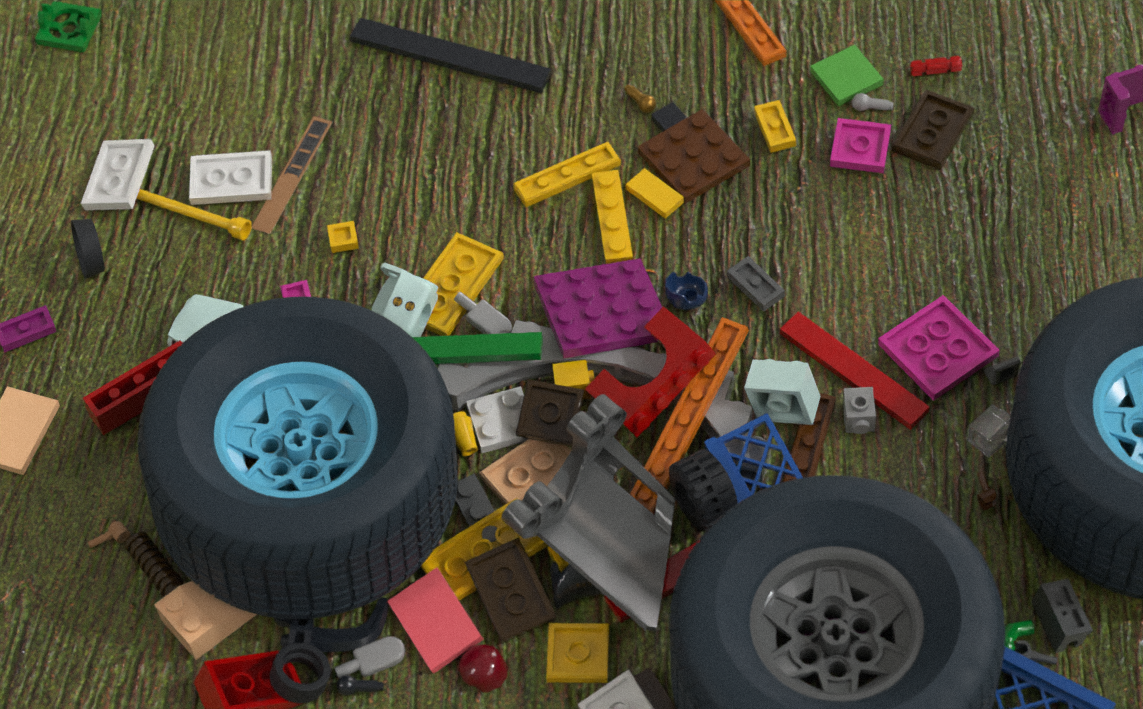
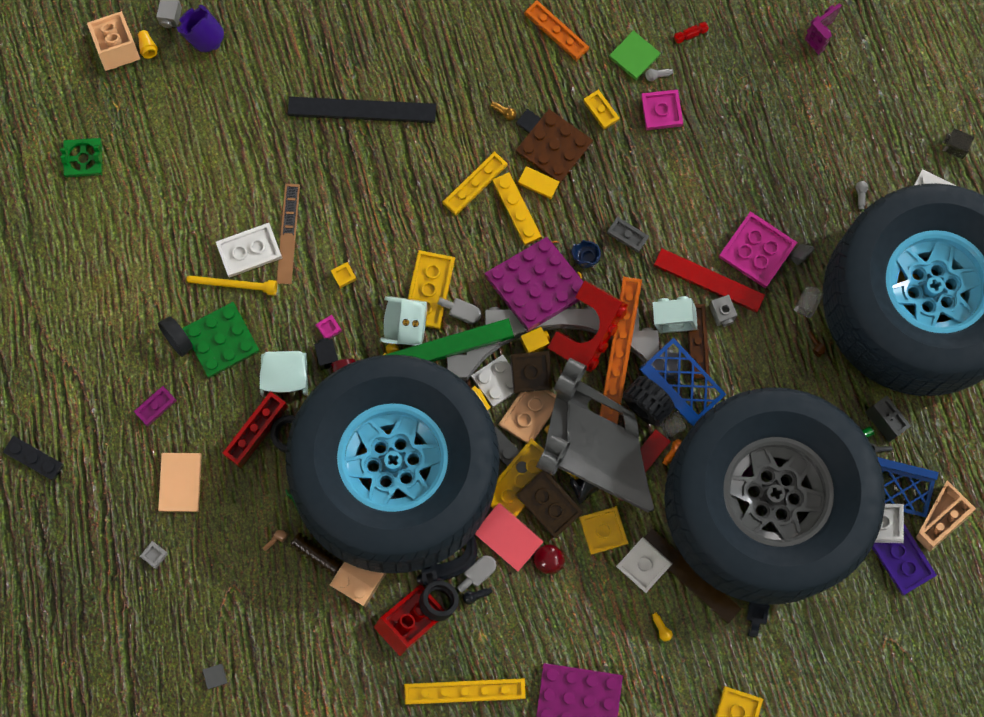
camera: 25 degrees left, 20 degrees up
(117, 174) = (170, 270): white plate -> none
(147, 274) = (221, 340): none -> green plate
(933, 129) = (703, 83): dark brown tile -> none

